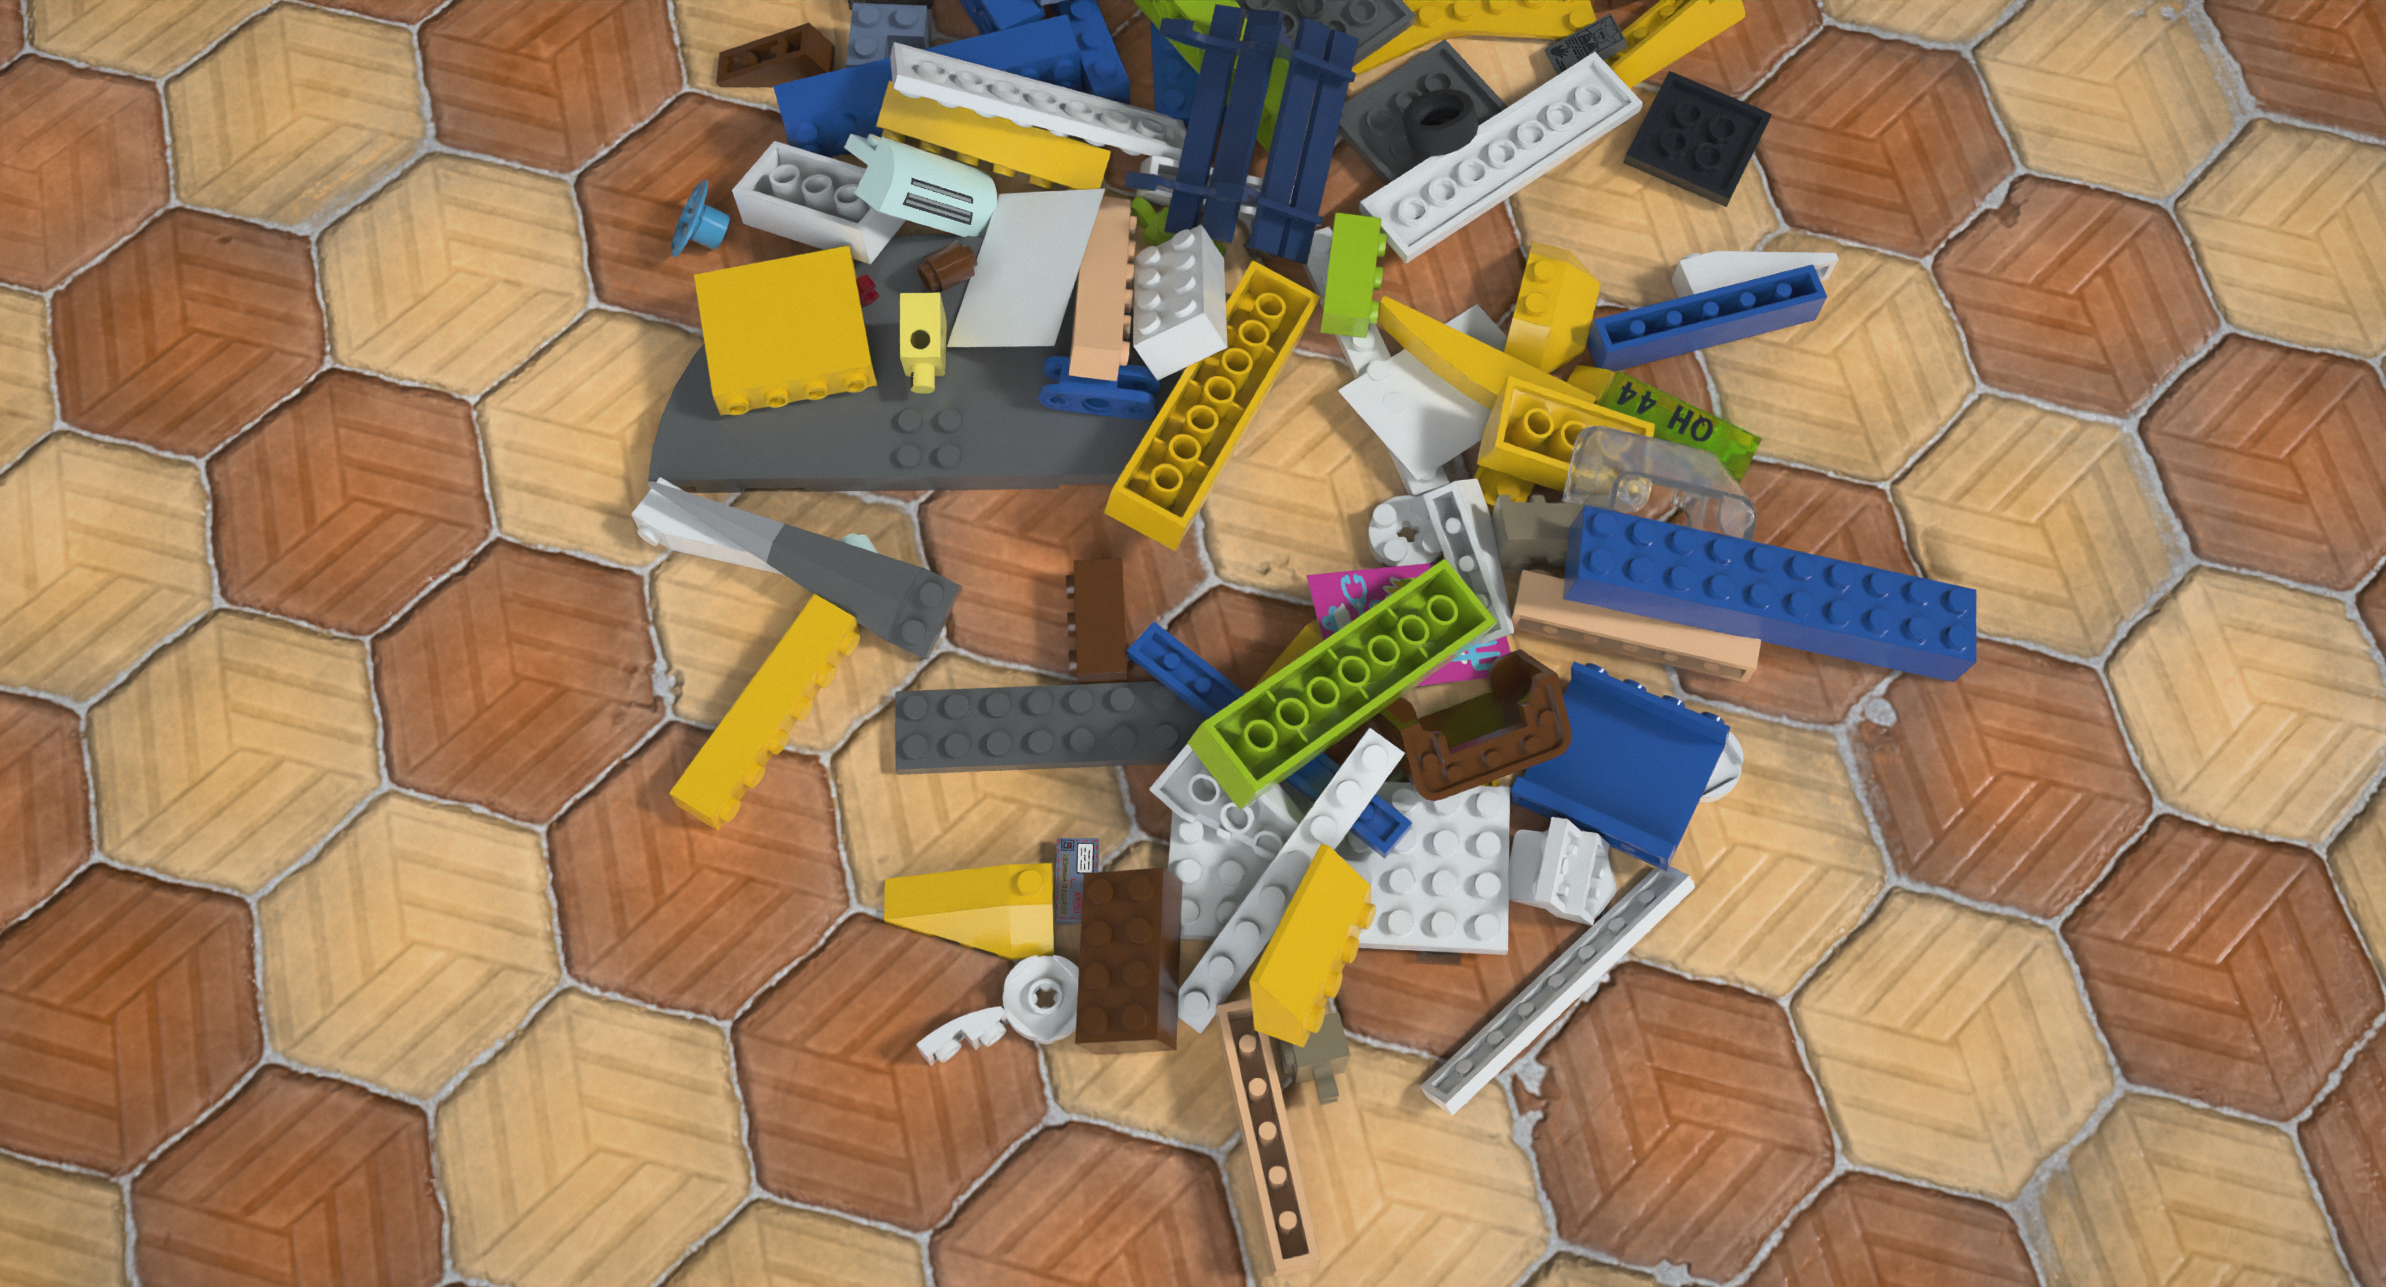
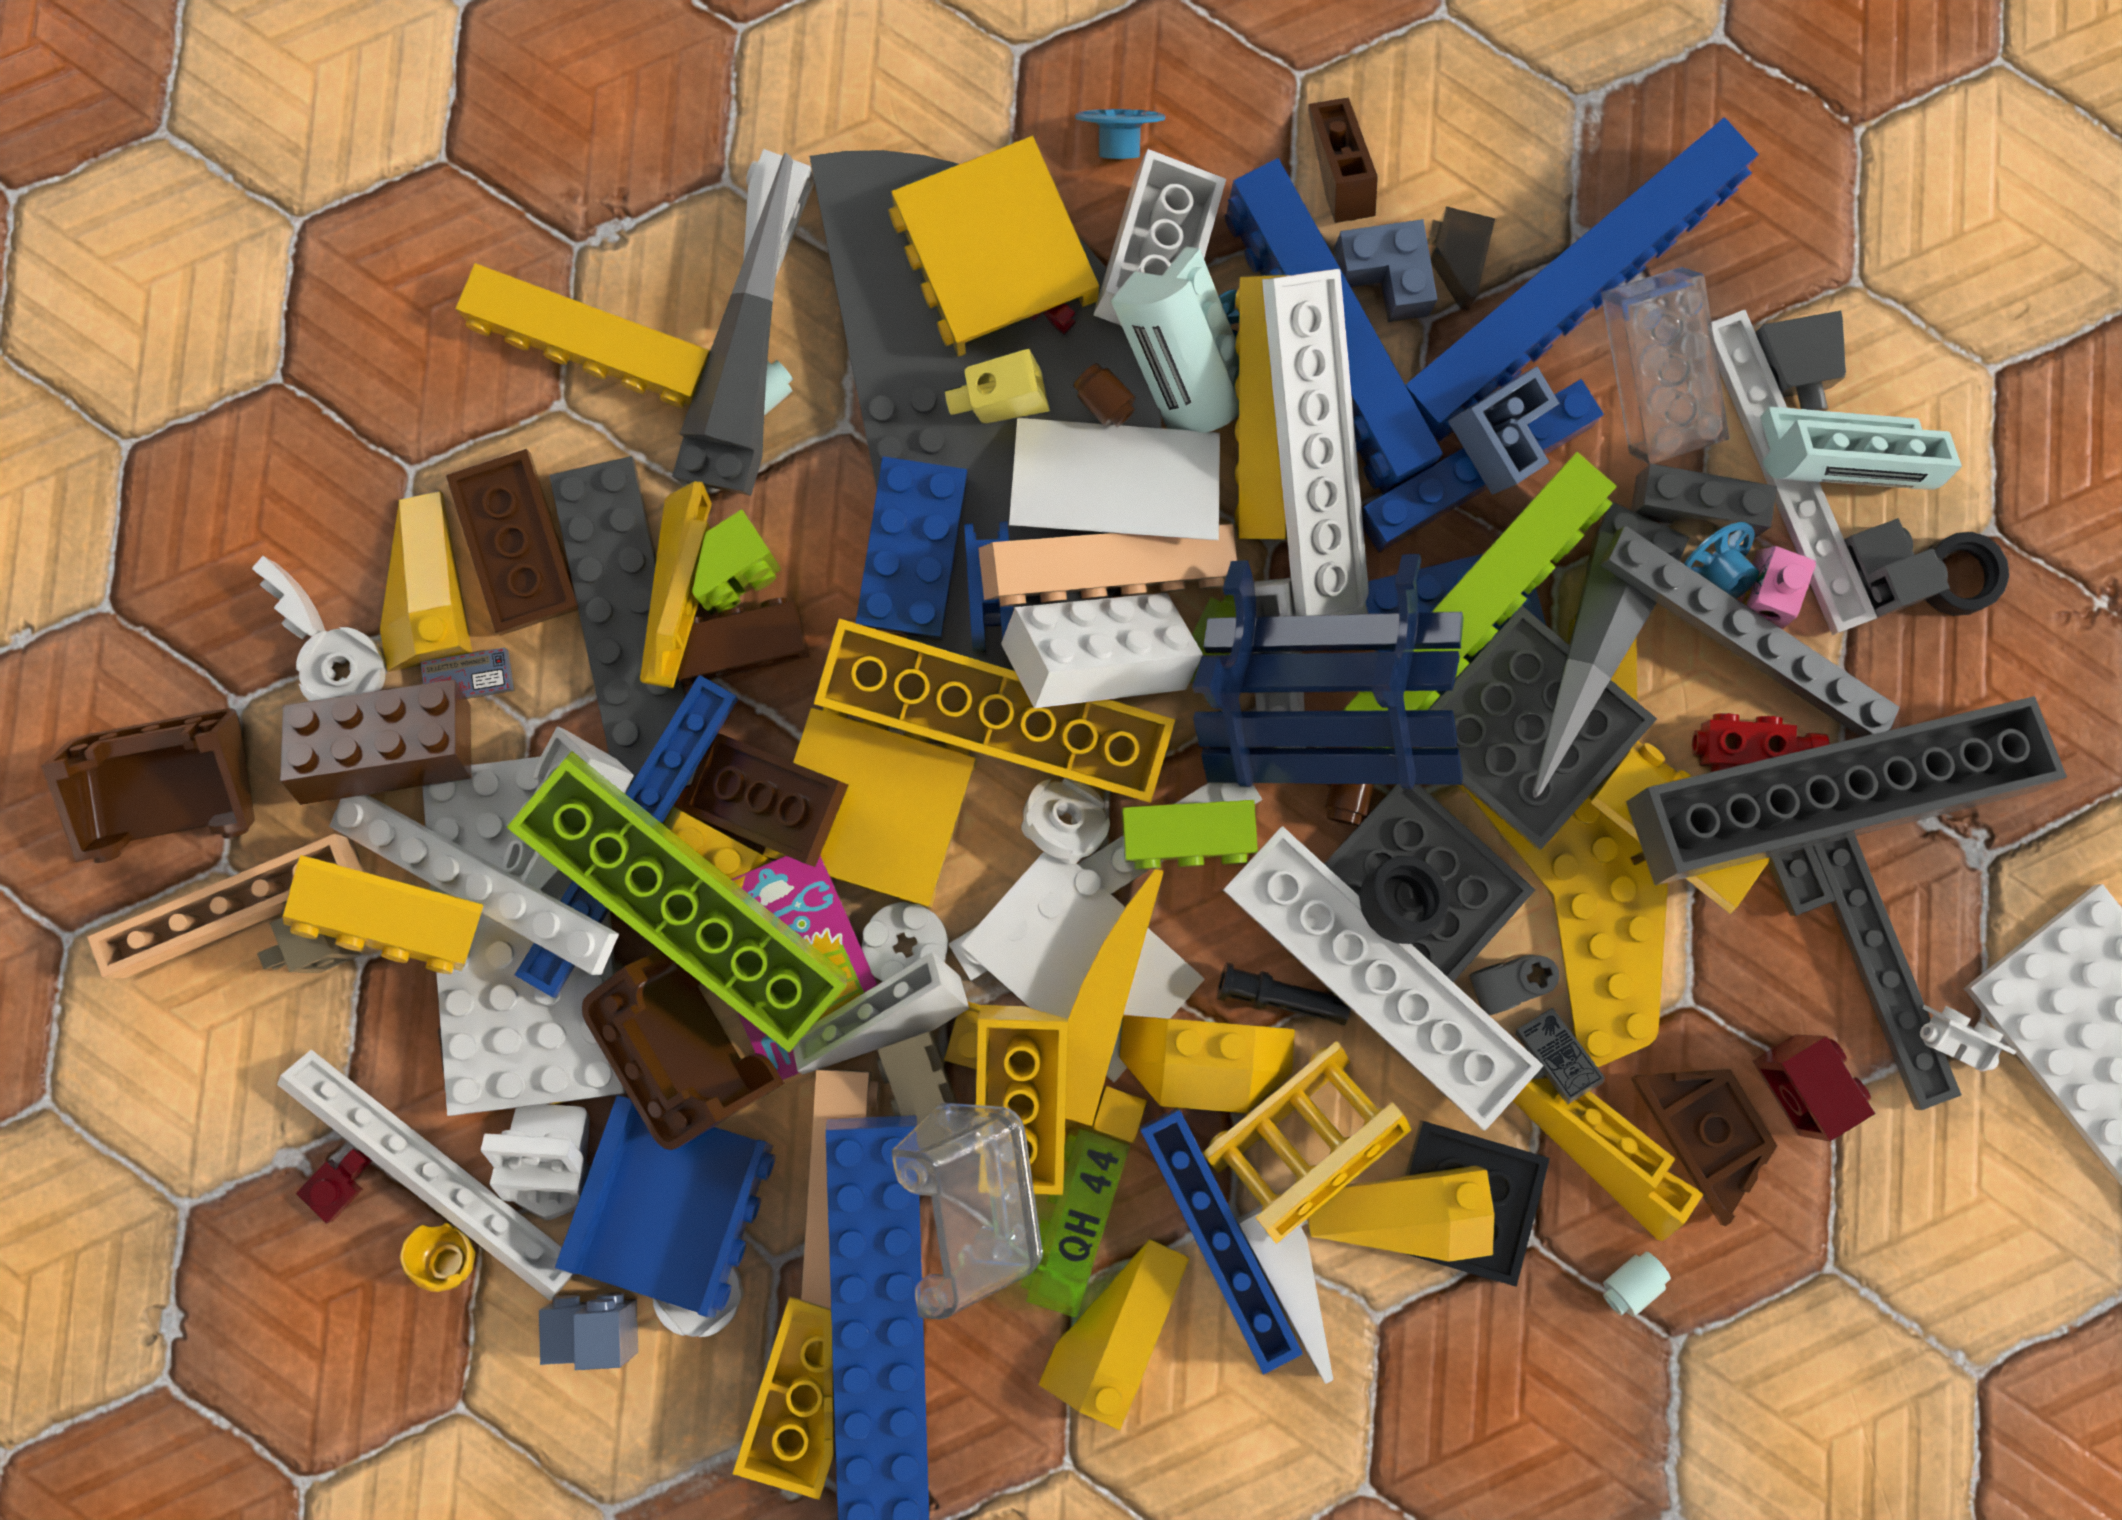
camera: 80 degrees right, 15 degrees up
(953, 813) = (512, 542): none -> reddish brown plate
(1025, 605) = (732, 564): none -> lime slope
(1029, 658) = (672, 598): none -> yellow wedge
(1046, 449) = (911, 547): none -> blue plate
(1121, 1193) = (151, 782): none -> reddish brown windscreen
(1258, 605) = (765, 798): none -> reddish brown plate
(1274, 526) = (896, 806): none -> yellow panel
(1335, 374) = (1056, 837): none -> white plate
(1346, 161) = (1348, 802): none -> reddish brown brick
(1497, 254) = (1264, 991): none -> black pin
(1518, 66) = (1506, 983): none -> dark grey piece
(1559, 1087) = (334, 1185): none -> dark red plate
(1642, 985) = (437, 1257): none -> yellow hair
(1668, 231) = (1313, 1183): none -> yellow fence
(1705, 164) = (1423, 1215): none -> yellow wedge
(1728, 851) = (590, 1332): none -> sand blue brick
(1779, 33) = (1636, 1284): none -> light aqua brick
(1797, 426) = (1109, 1347): none -> yellow wedge
(1822, 687) = (792, 1416): none -> yellow wedge

